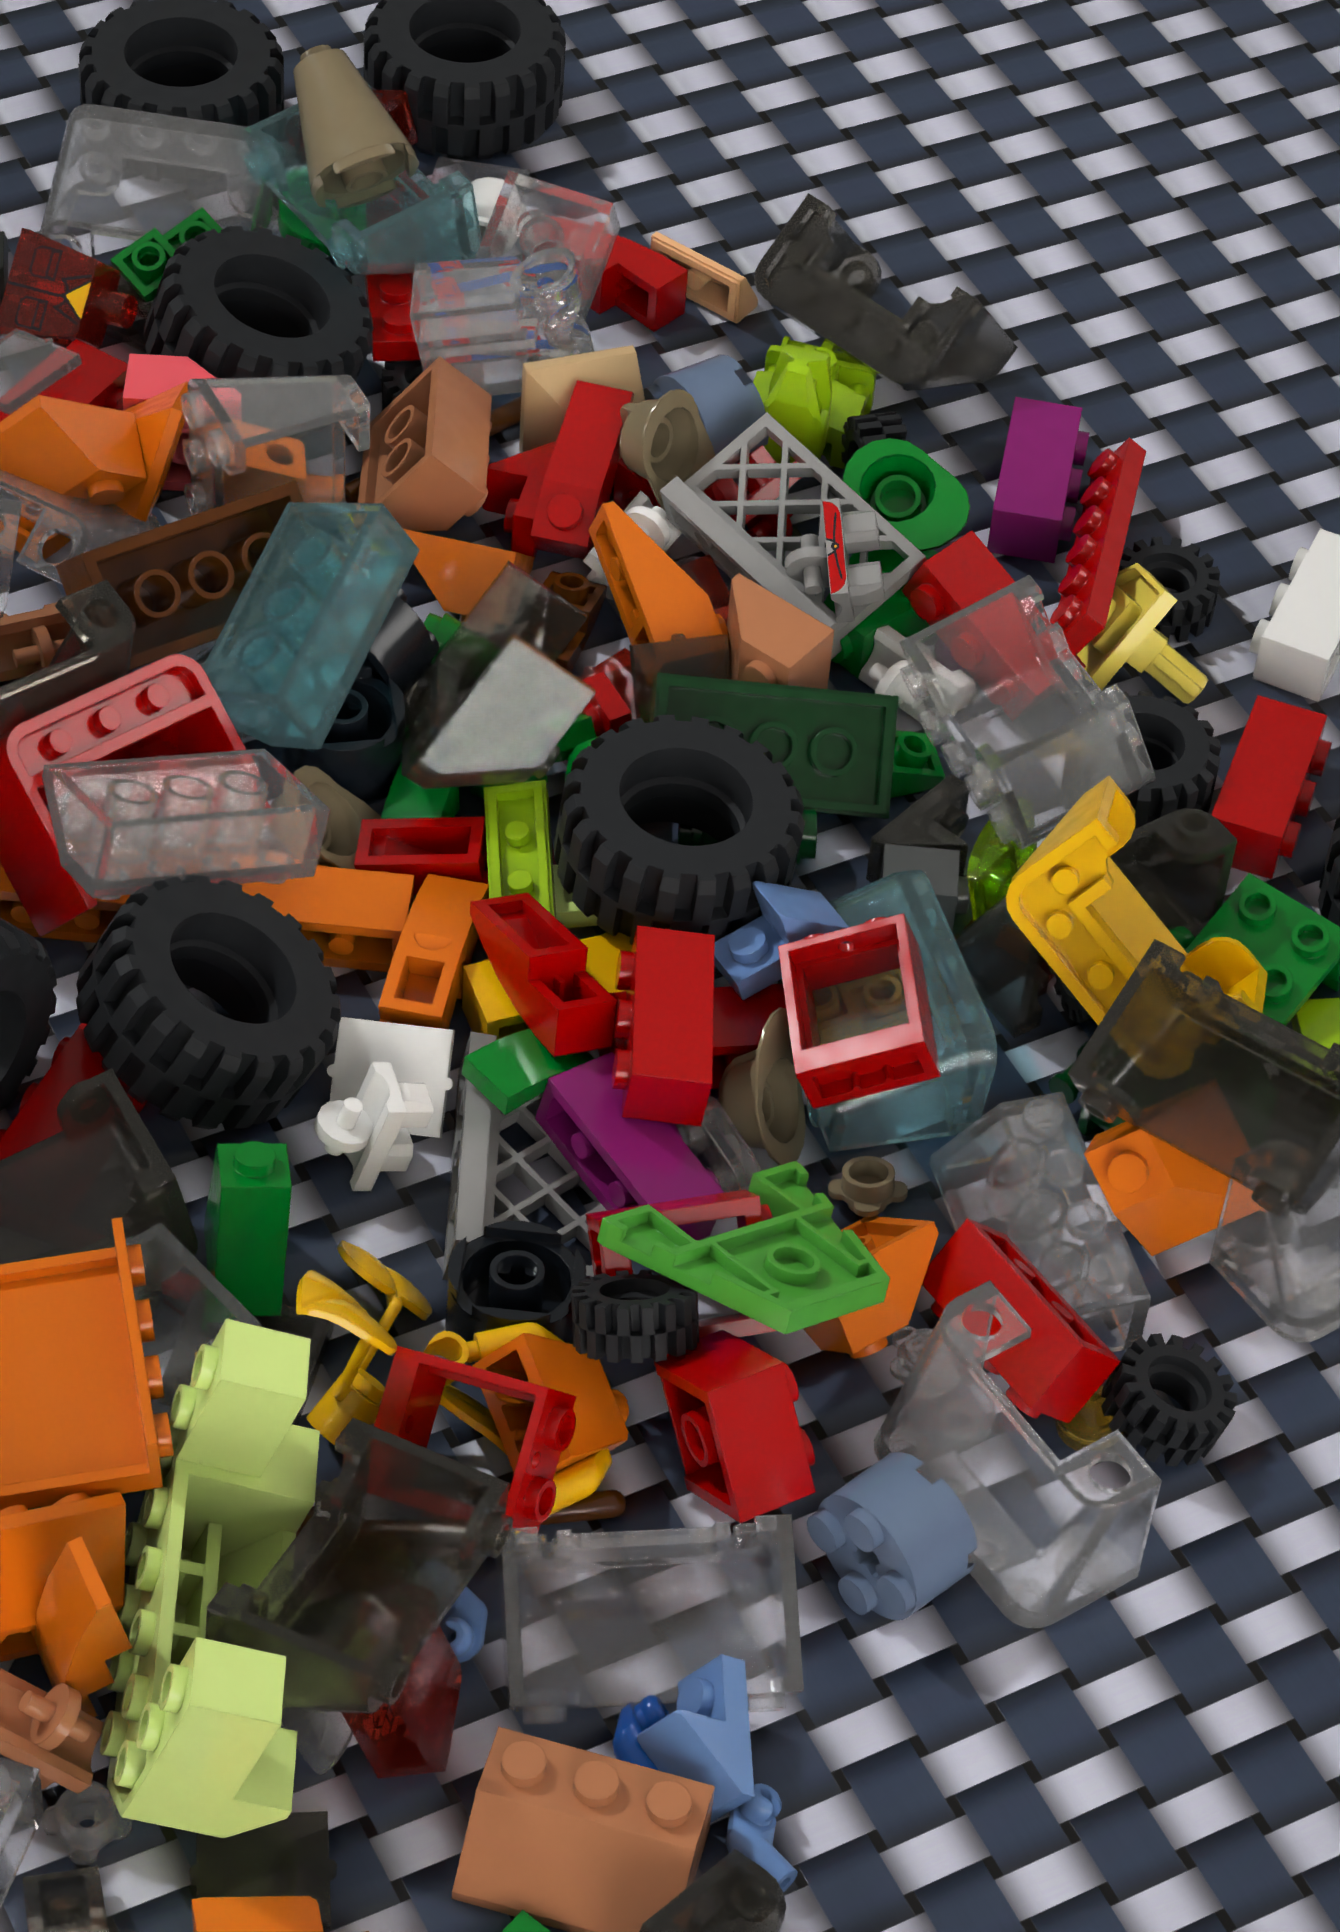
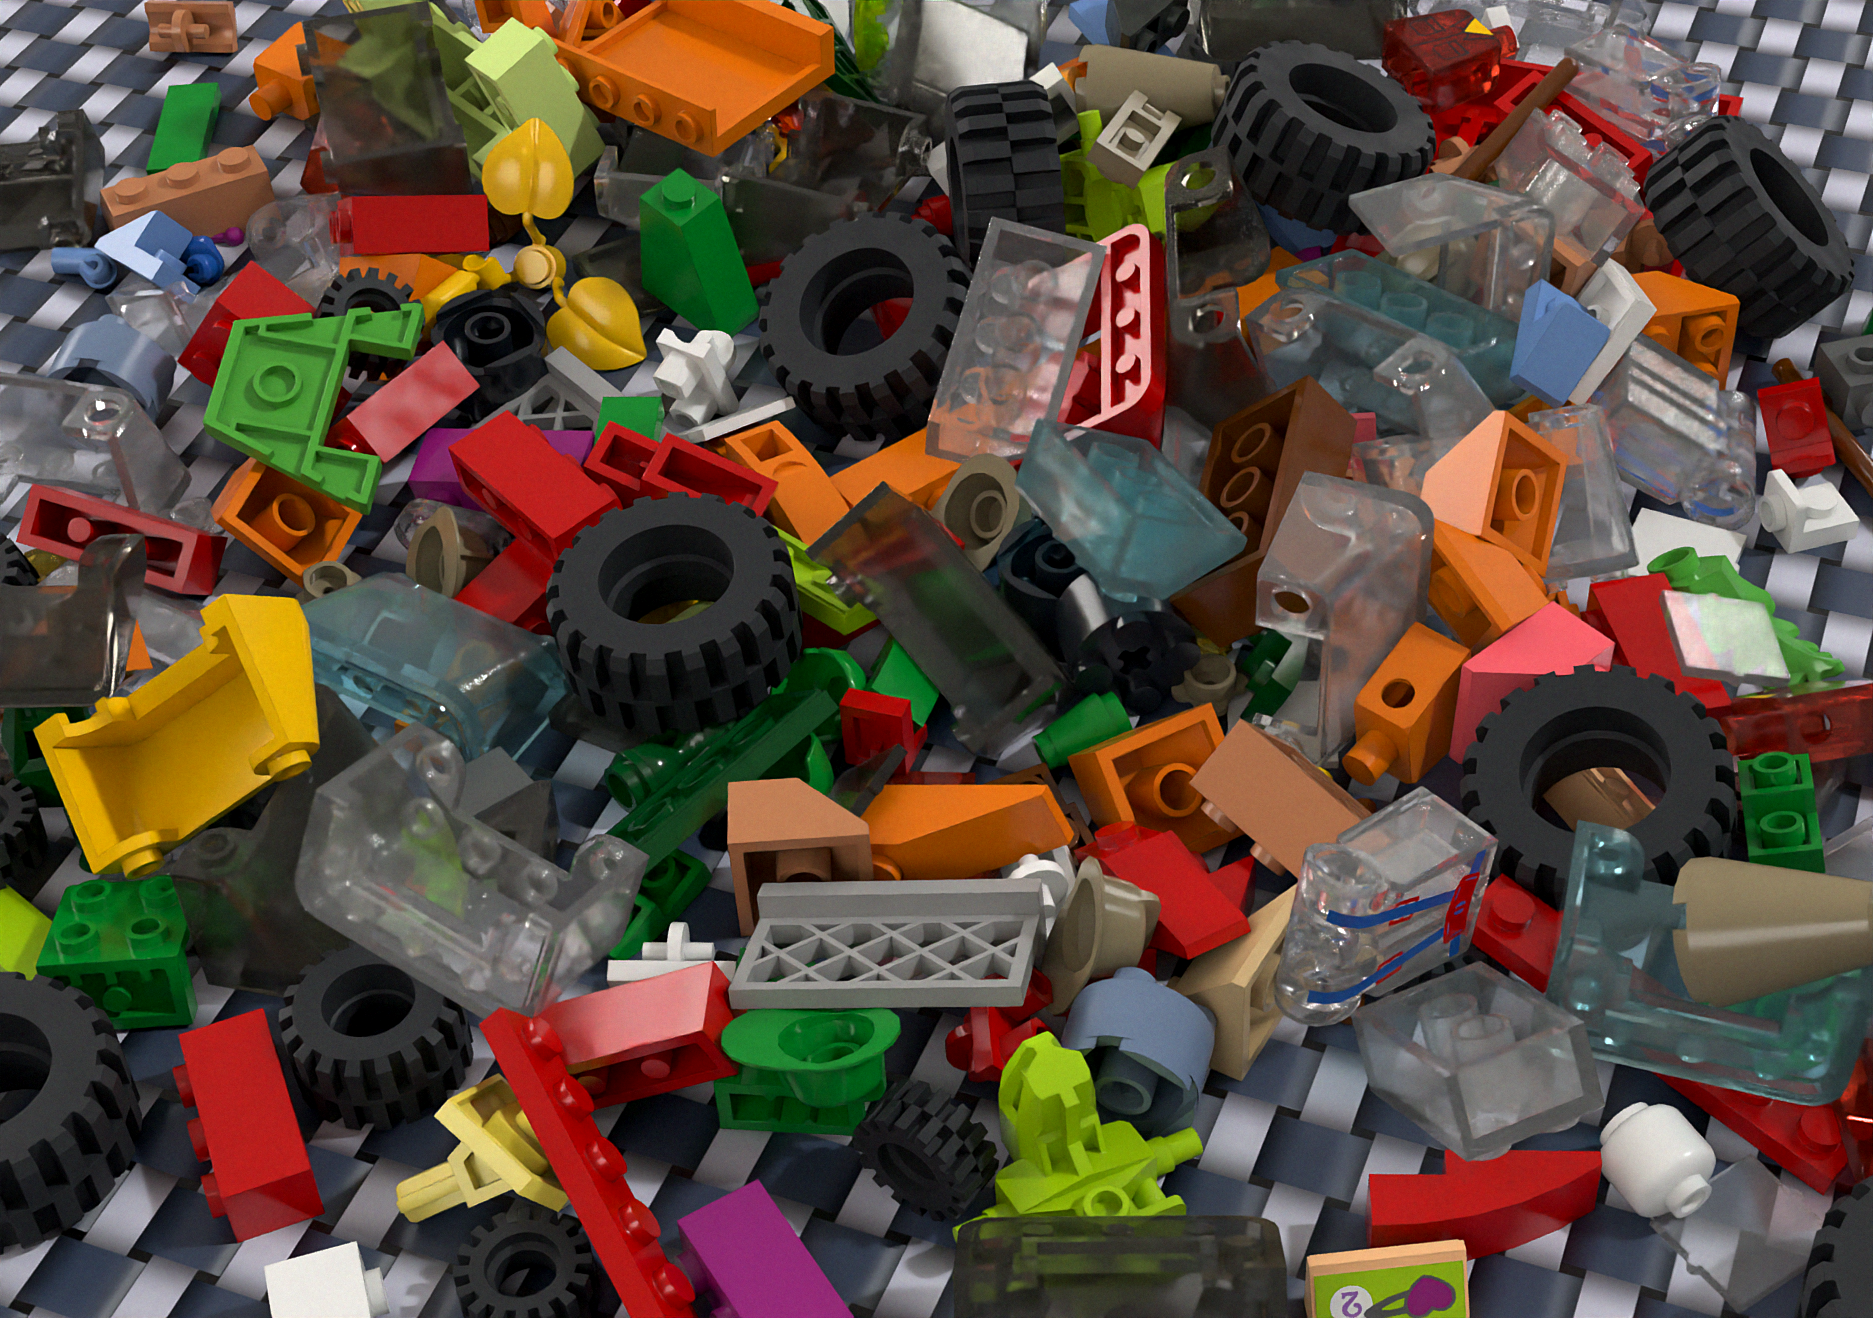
camera: 145 degrees right, 5 degrees down
(751, 953) = (510, 609): medium blue slope -> none
(848, 583) = (792, 911): light grey hips -> none
(870, 1060) = (442, 582): red window -> none

